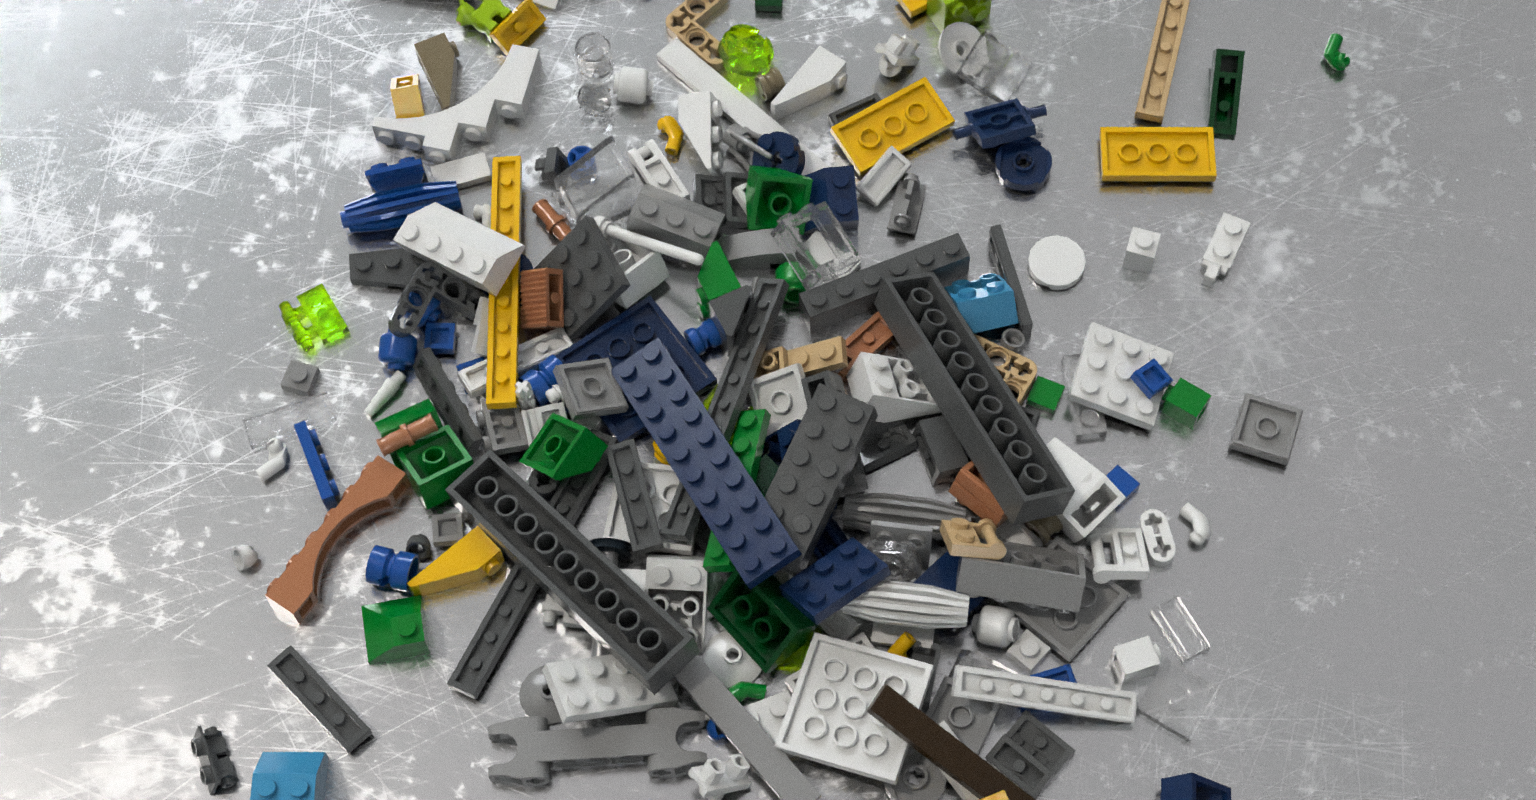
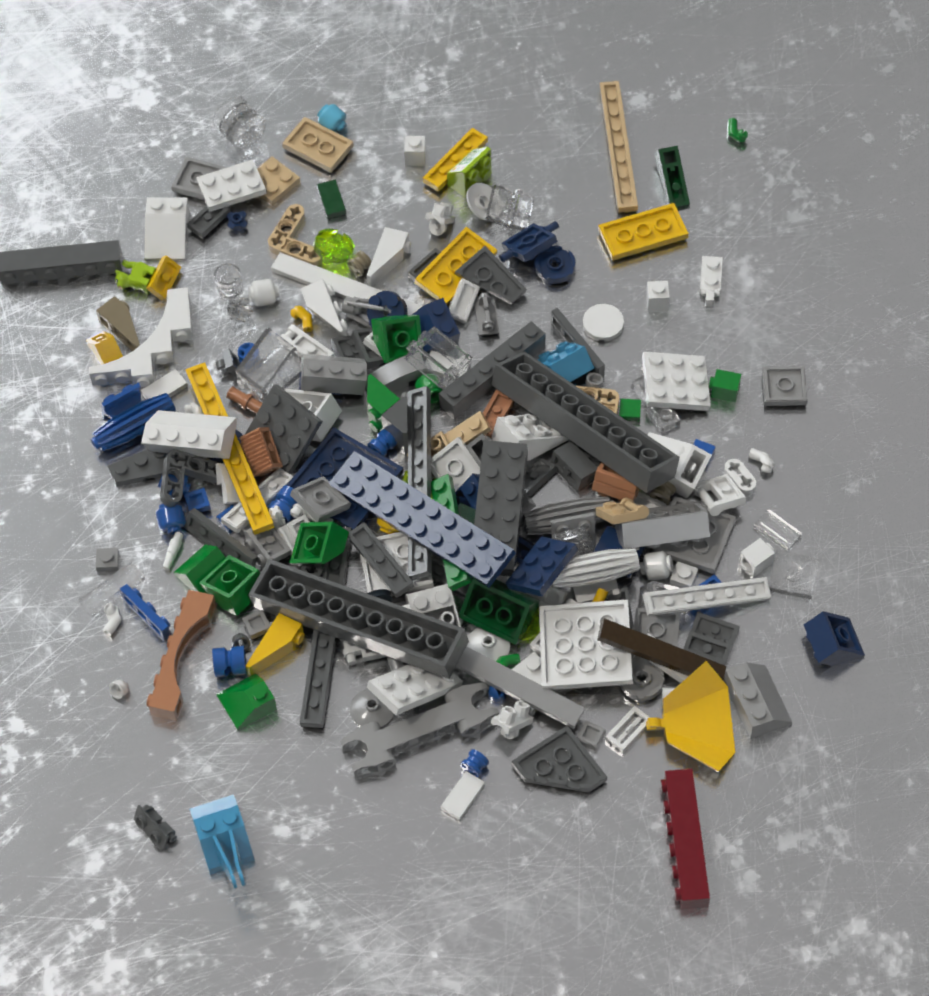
camera: 20 degrees left, 5 degrees down
(319, 699) = (213, 762): dark grey plate -> none
(322, 314) = (104, 512): clear neon green plate -> none
(407, 434) = (205, 568): nougat pin -> none
(610, 230) = (332, 390): white piece -> none
(932, 154) = (492, 276): none -> dark grey wing
(1151, 378) = (698, 375): blue tile -> none

